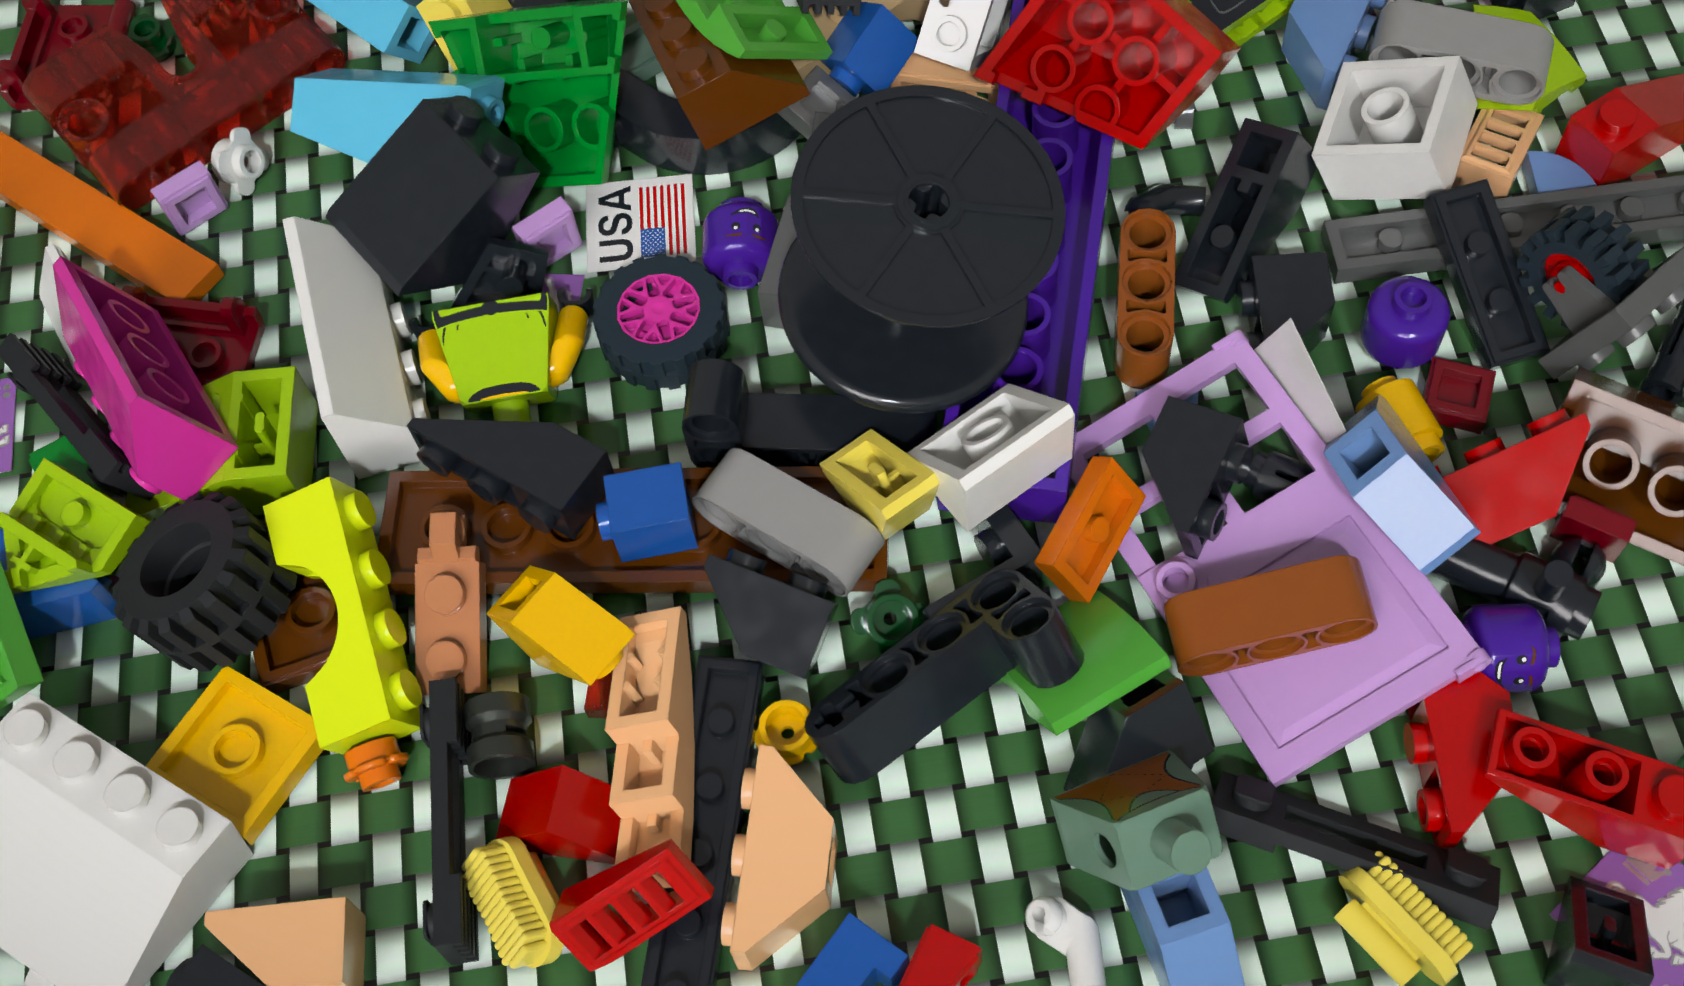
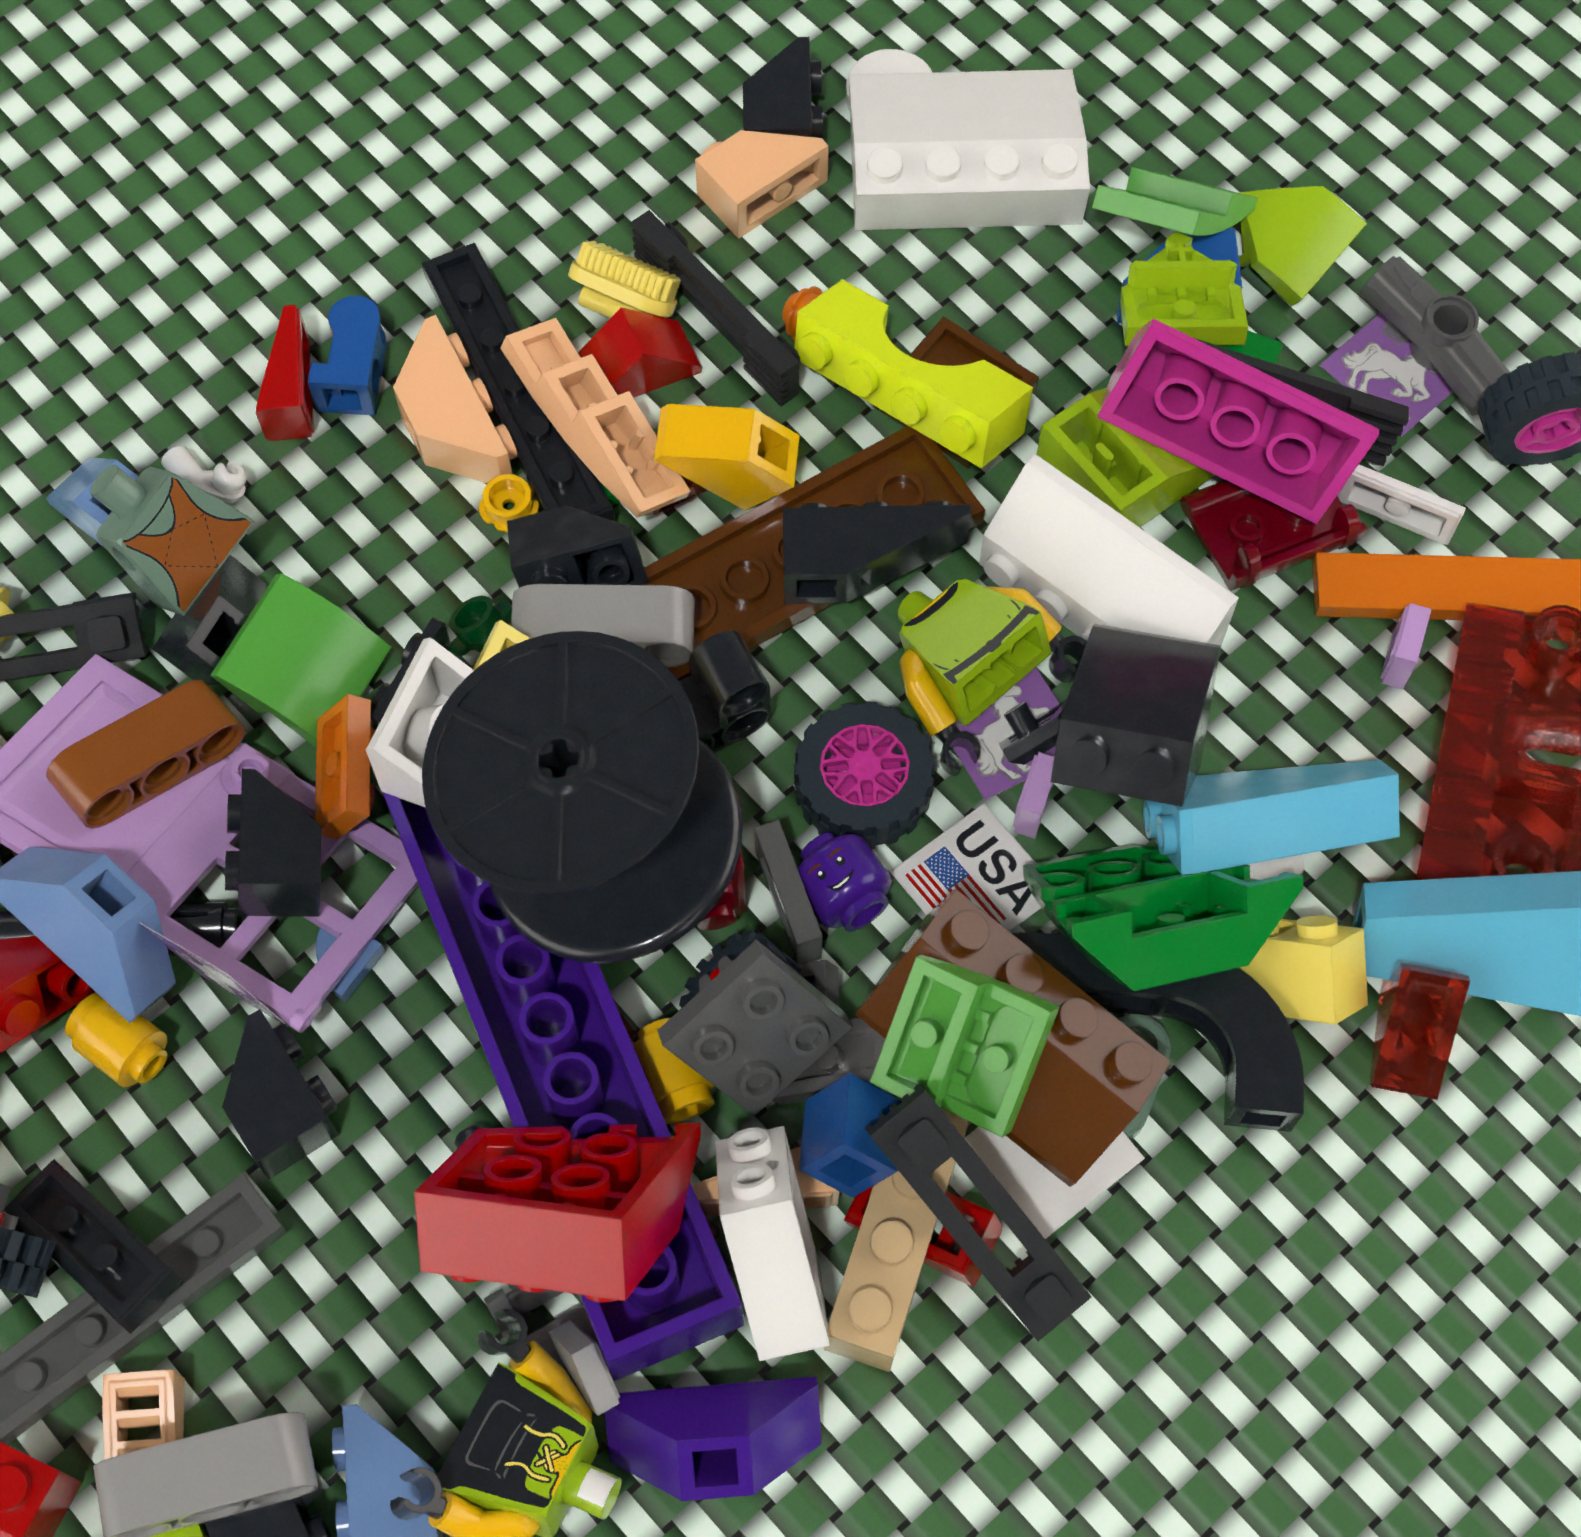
camera: 140 degrees right, 5 degrees up
(202, 583) = (1043, 328): black tyre -> none
(239, 161) = (1401, 709): white plate -> none
(239, 751) = (919, 264): yellow plate -> none
(450, 608) = (835, 432): nougat hinge -> none
(499, 735) = (724, 374): pearl dark grey wheel -> none
(596, 932) = (539, 300): red slope -> none
(647, 512) = (723, 568): blue brick -> none
(940, 669) = (401, 572): black beam -> none
(1138, 320) = (413, 1013): dark orange beam -> none
(1247, 208) = (366, 1198): black slope -> none
(1395, 128) = (245, 1351): white brick -> none
(1405, 322) = (151, 1142): dark purple head -> none
(1459, 394) = (80, 1118): dark red tile -> none
(1553, 172) = (62, 1436): medium blue tile -> none

